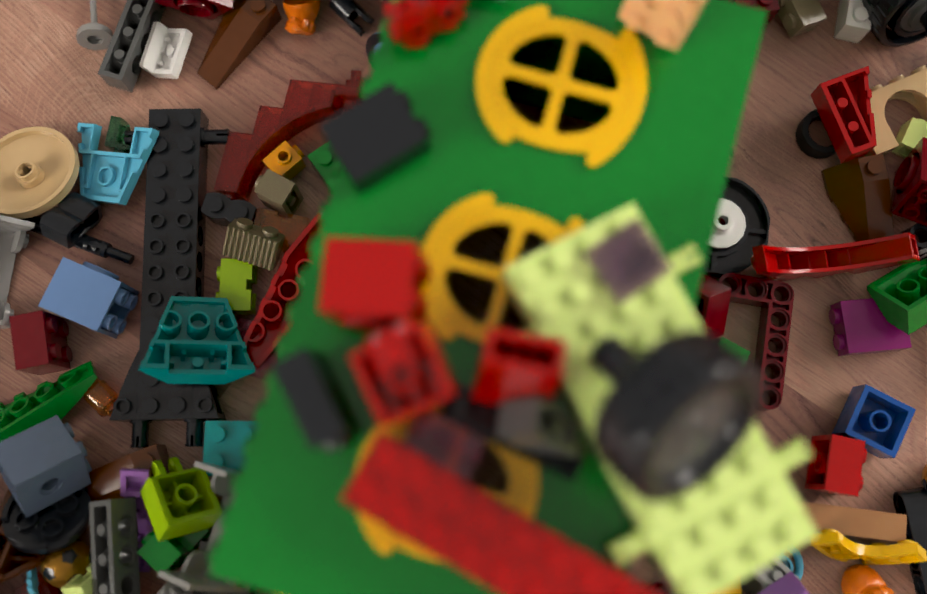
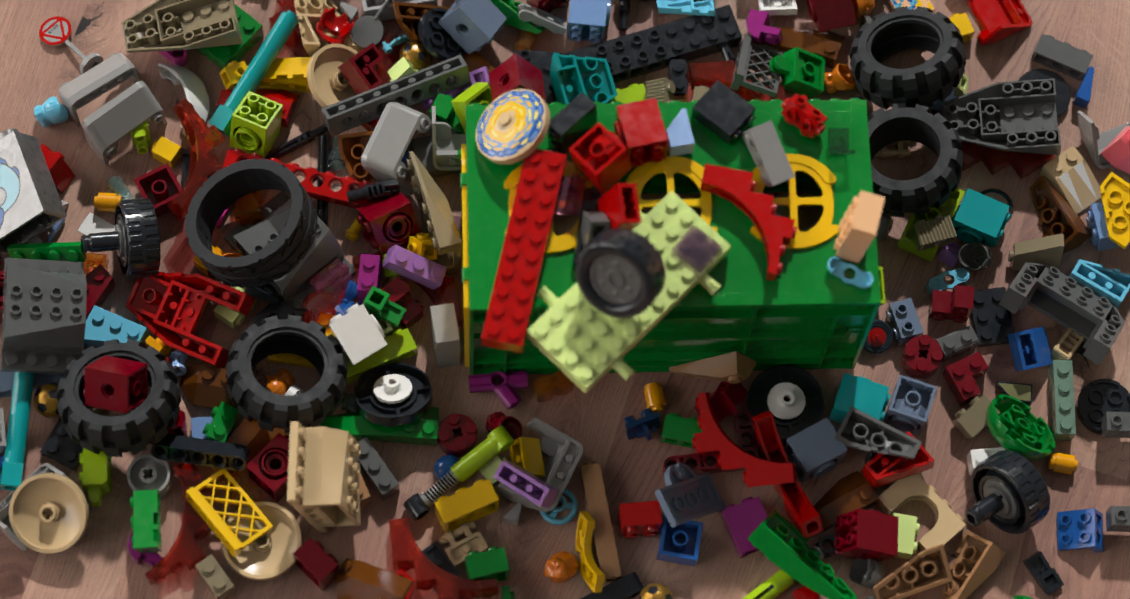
camera: 70 degrees right, 10 degrees down
(75, 364) = (542, 18): none -> light grey hinge
(170, 435) = (516, 74): none -> dark red brick
(197, 86) = (759, 28): none -> magenta brick
(242, 118) = (745, 64): none -> dark grey fence
(277, 52) = (800, 71): none -> green brick
(289, 510) = (512, 126): none -> dish
(394, 217) = (680, 135): none -> light blue slope
(476, 89) = (768, 154): none -> light grey wedge
(569, 136) = (758, 207): none -> red arch
(725, 25) = (861, 279): none -> medium azure piece
(758, 133) = (862, 395): none -> teal brick
(778, 73) = (910, 405): none -> sand blue brick
(799, 207) = (815, 450): none -> sand blue brick
(819, 289) = (713, 438): none -> red arch
(820, 133) = (873, 435): none -> dark grey wedge
(829, 393) = (688, 495): none -> sand blue plate

